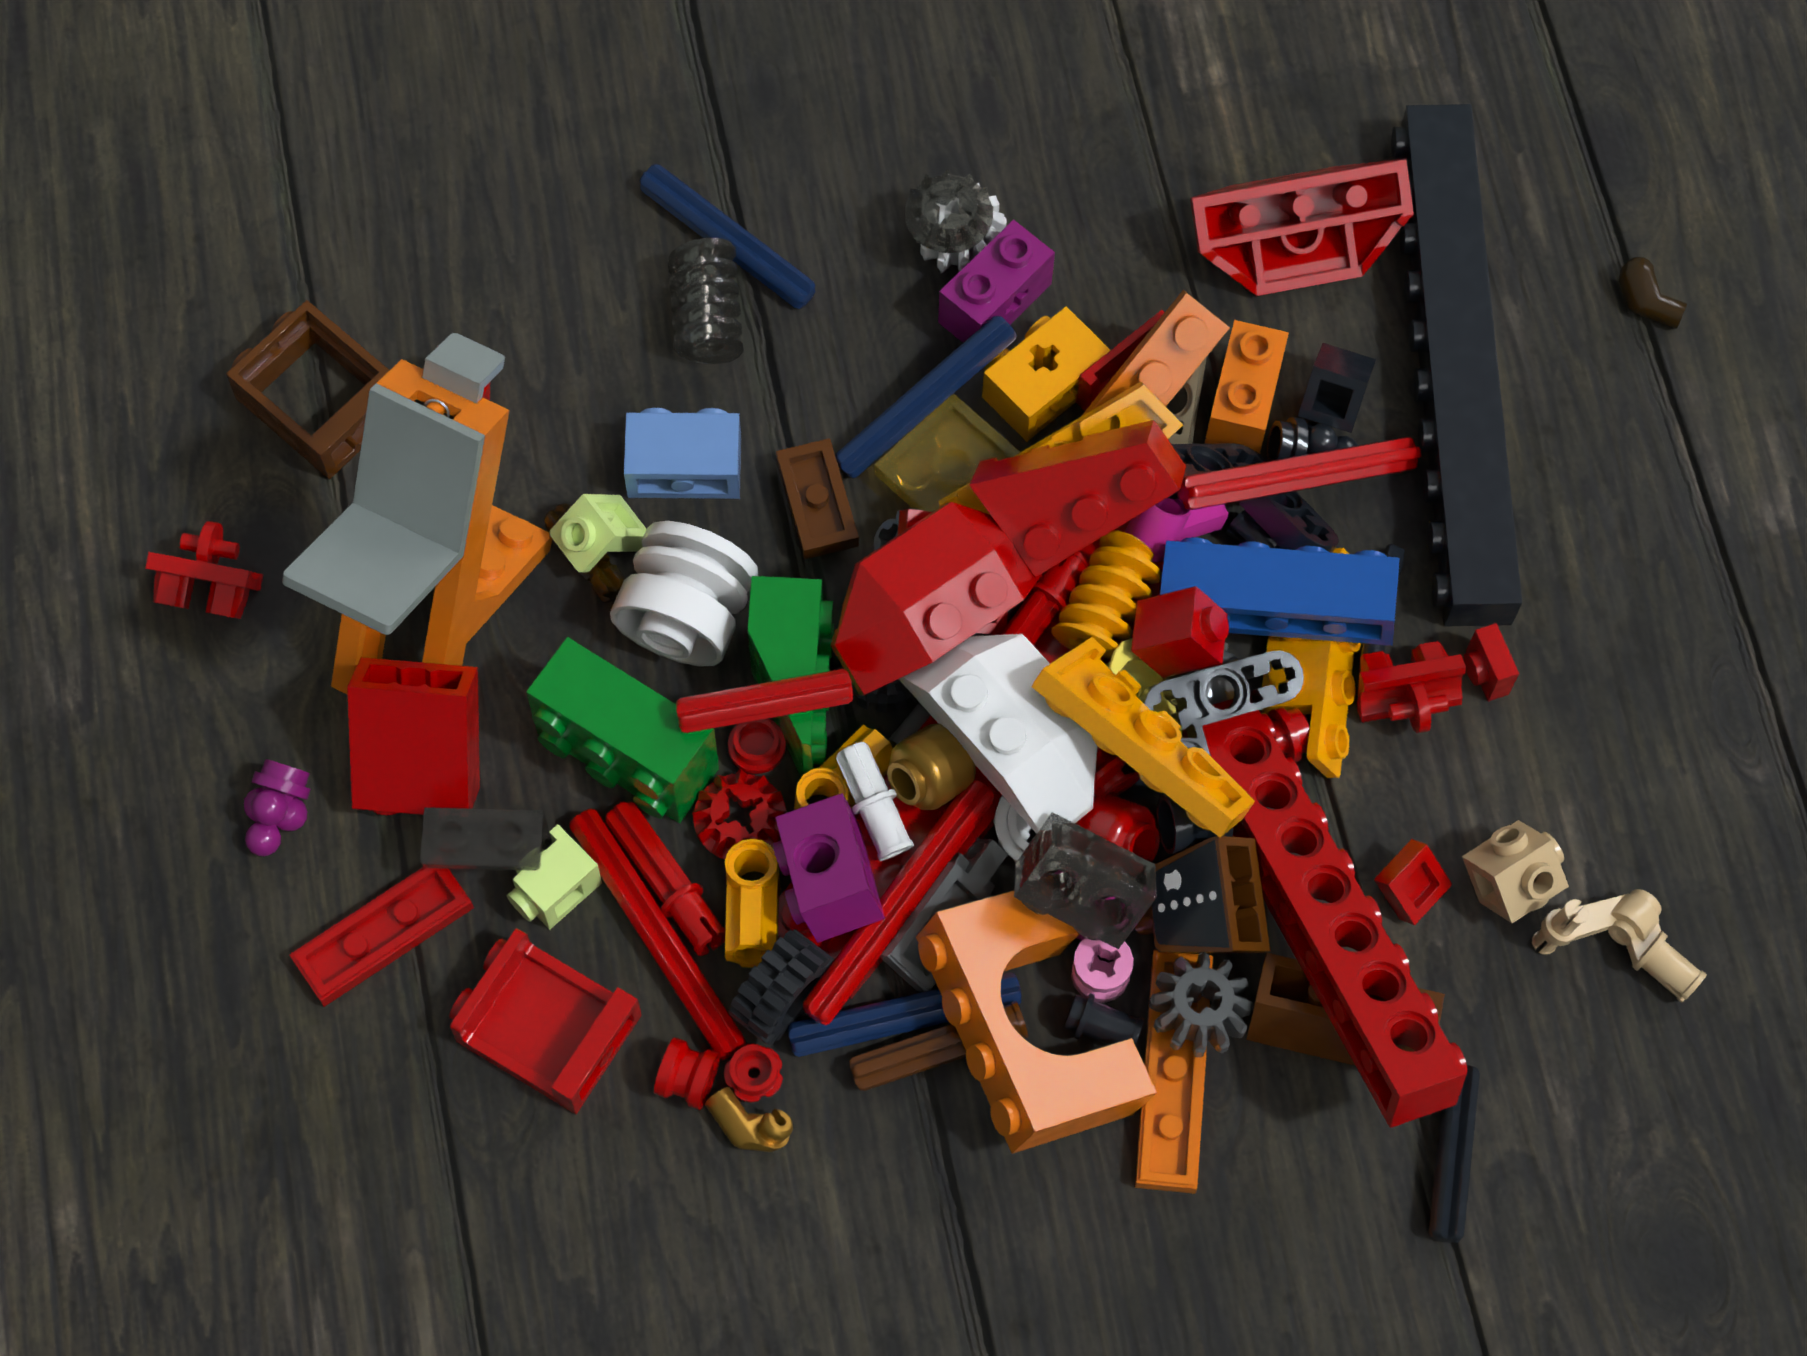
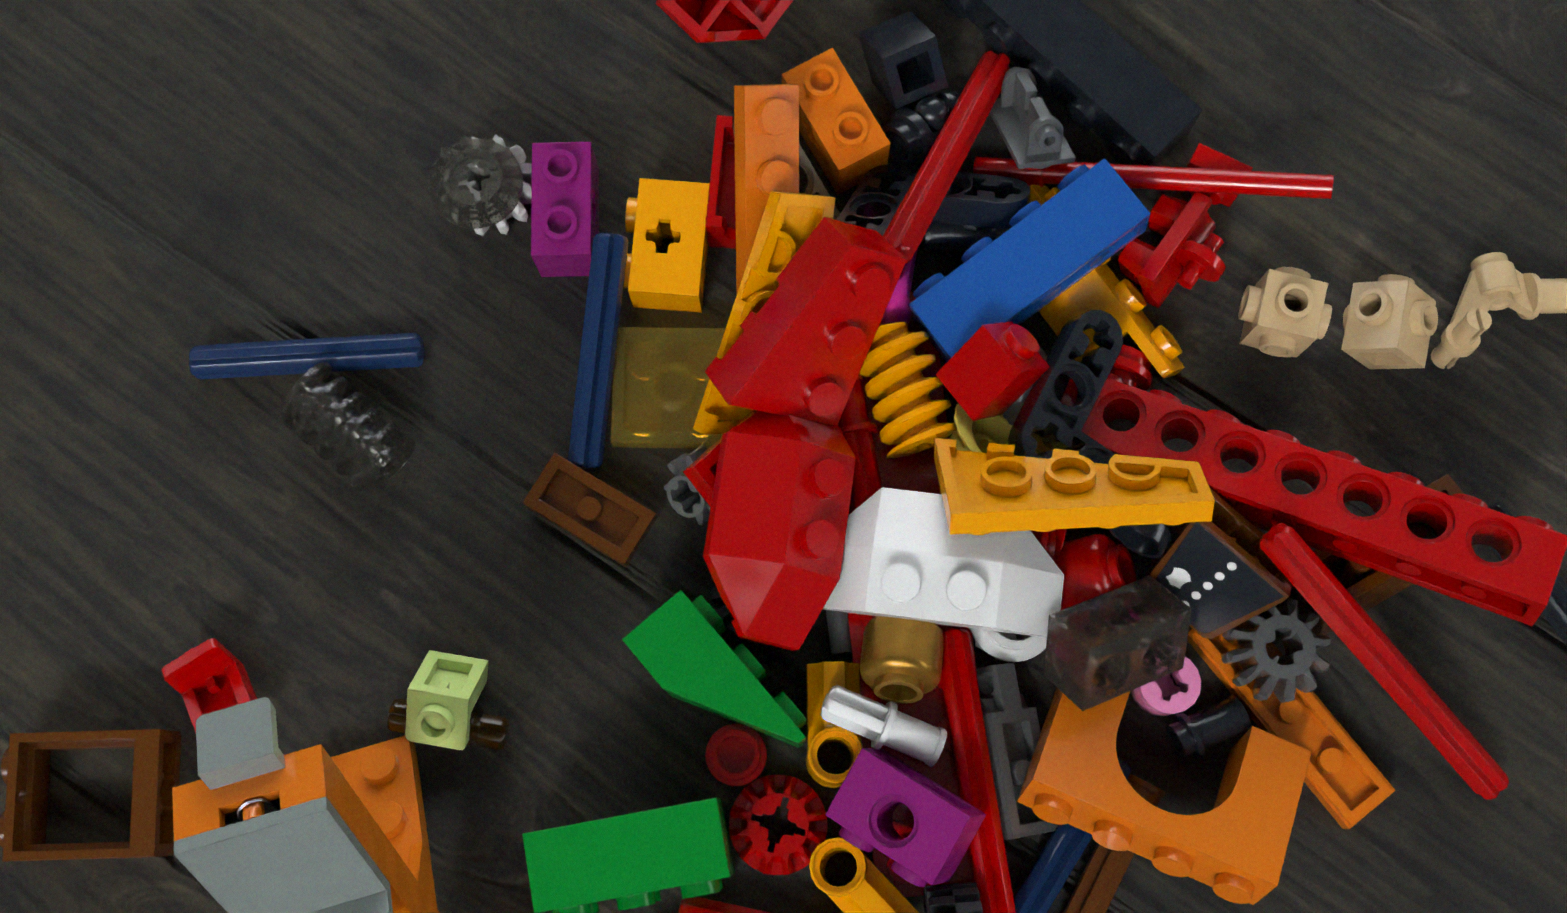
camera: 40 degrees left, 10 degrees up
(682, 454) = (448, 572): medium blue brick -> none
(684, 593) = (572, 702): white wheel -> none
(764, 700) = (738, 740): red axle -> none
(1267, 1076) = (1383, 660): none -> red axle
(1387, 507) = (1027, 124): none -> dark grey hinge
(1413, 882) = (1320, 401): red plate -> none
(1449, 628) = (1176, 178): none -> red bar
(1449, 810) = (1284, 312): none -> tan brick

